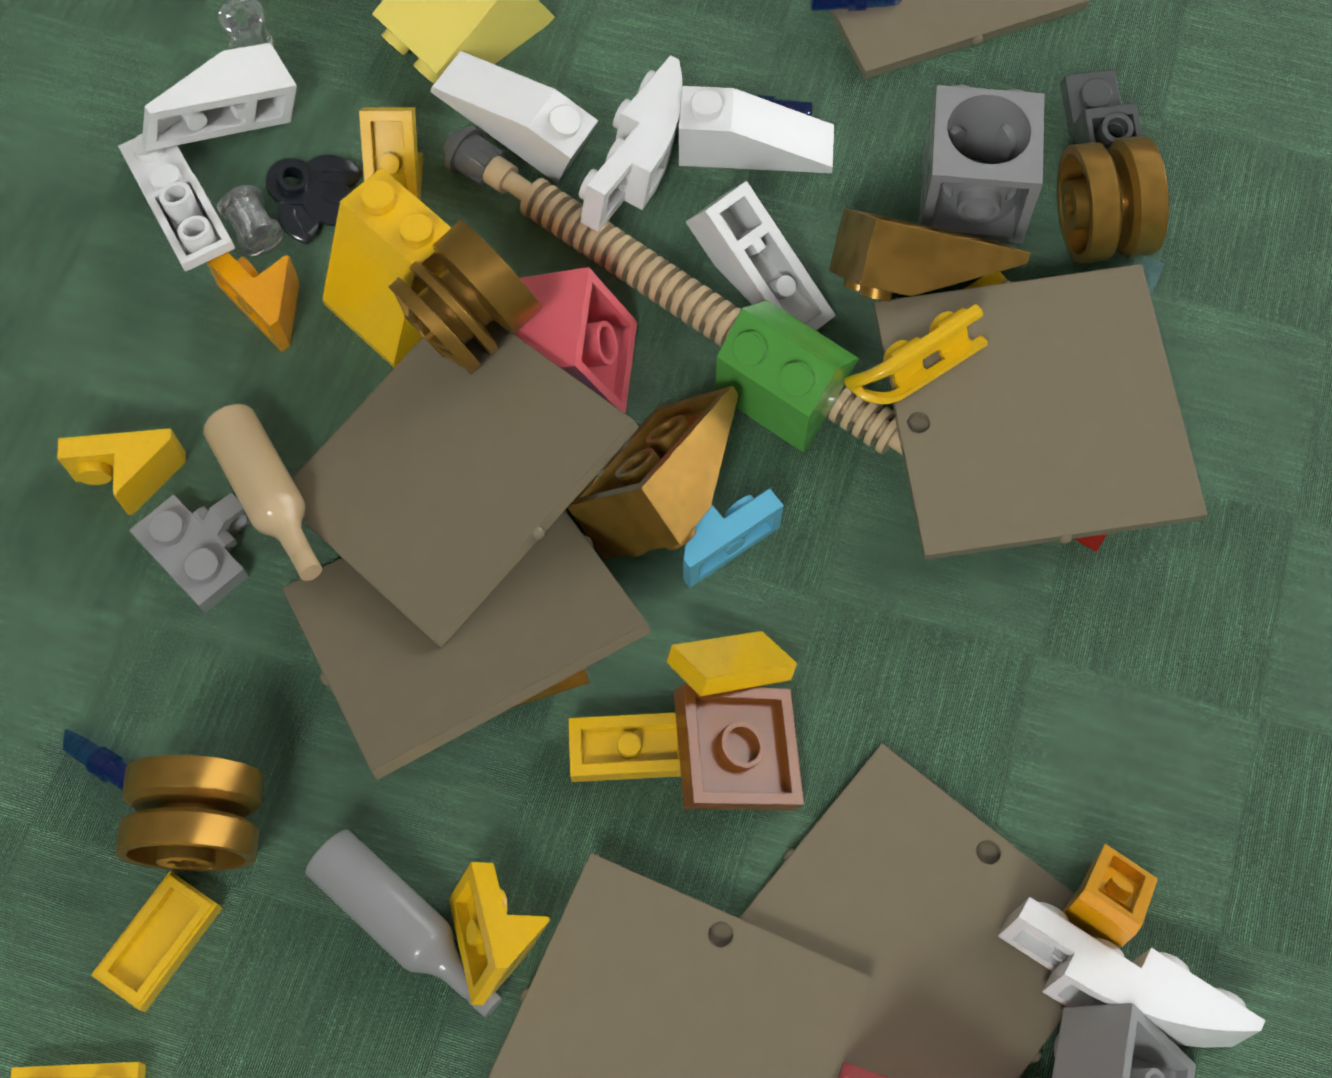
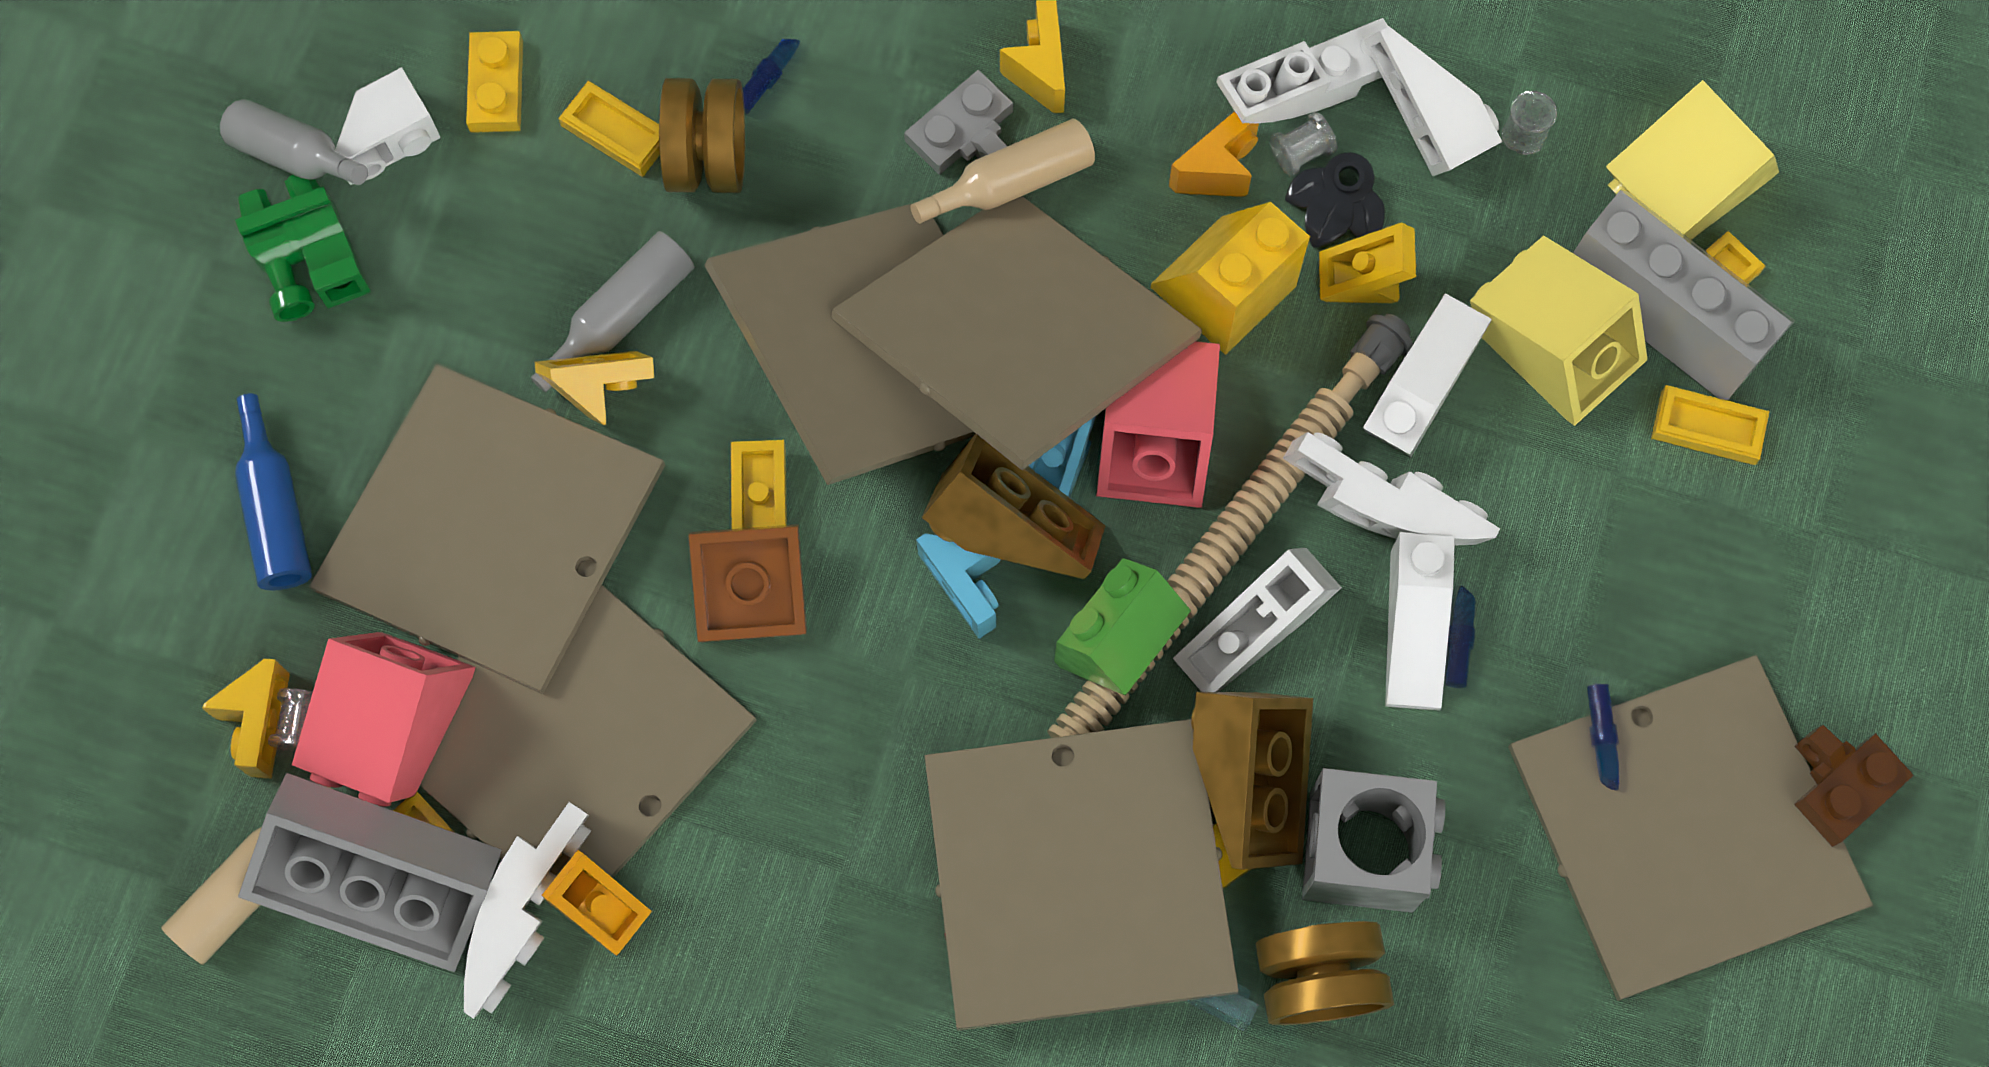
camera: 90 degrees right, 5 degrees up
(465, 297) = (1163, 315): pearl gold wheel -> none
(731, 663) = (824, 576): yellow tile -> none
(905, 358) = (1118, 743): yellow piece -> none
(1096, 110) = (1448, 989): dark grey slope -> none

